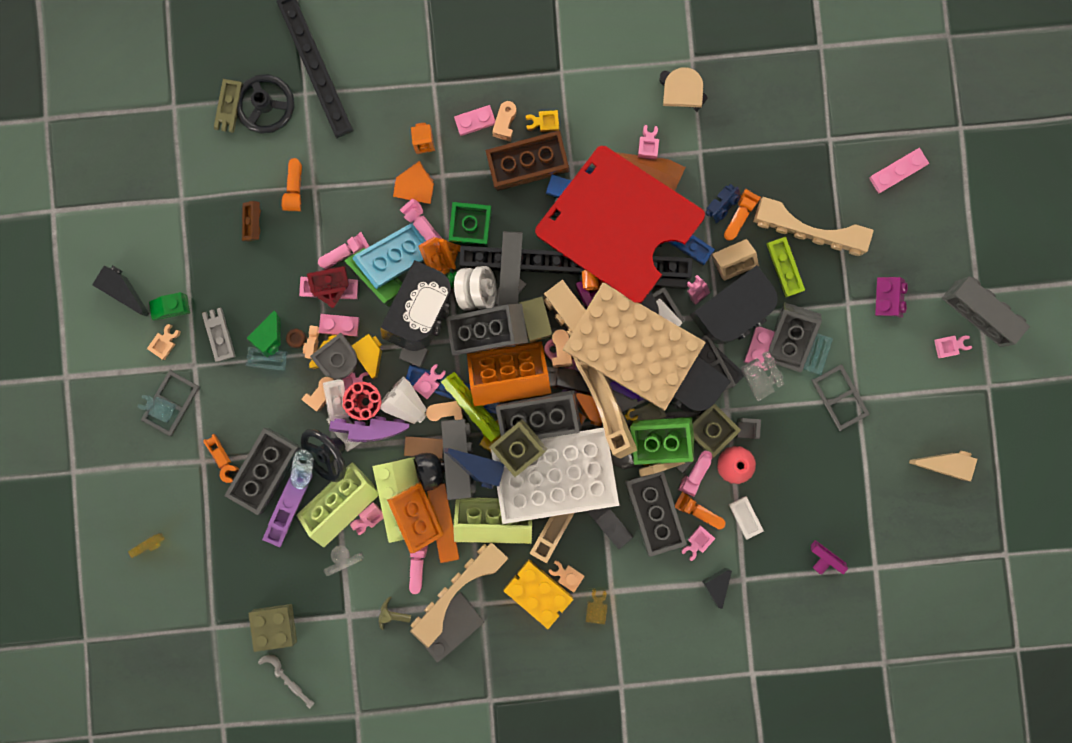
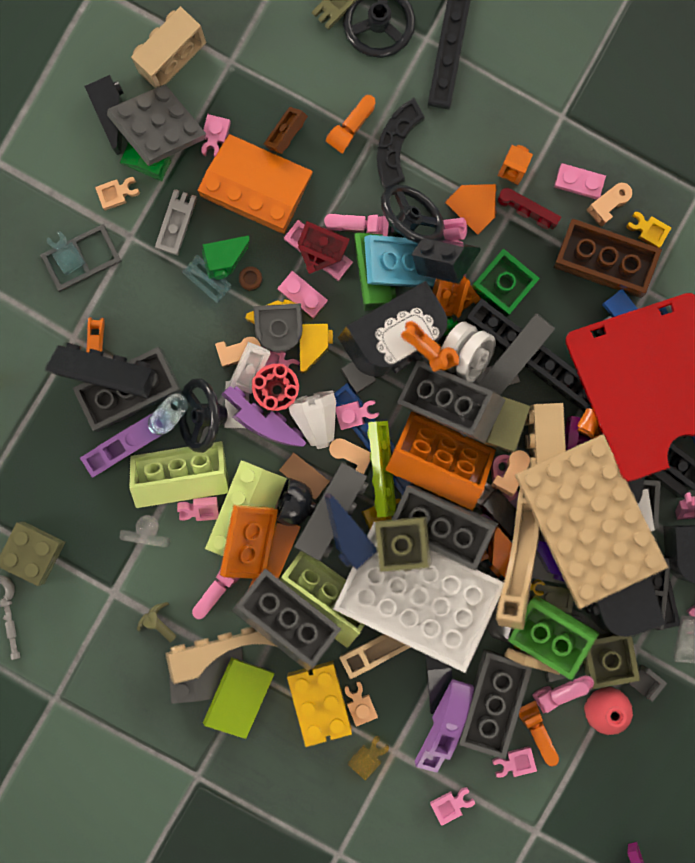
camera: 30 degrees right, 0 degrees up
(132, 220) = (168, 48): none -> tan brick
(159, 277) = (156, 124): none -> dark grey plate
(203, 254) = (216, 132): none -> bright pink plate
(235, 471) = (101, 370): none -> black slope
(254, 271) = (255, 183): none -> orange slope
(312, 343) = (261, 296): light nougat plate -> none
(329, 180) = (392, 140): none -> black tile
(375, 223) = (410, 216): none -> black piece
(416, 236) = (444, 259): none -> black slope
(451, 163) = (528, 208): none -> dark red plate
(458, 307) = (437, 358): none -> orange piece
(475, 552) = (286, 620): none -> dark grey brick
(481, 628) = (238, 698): none -> lime tile
(634, 550) = (447, 727): none -> medium lavender slope
(672, 603) = (448, 807): none -> bright pink plate
(718, 585) = (507, 821): black slope -> none
(746, 517) = (581, 771): white tile -> none

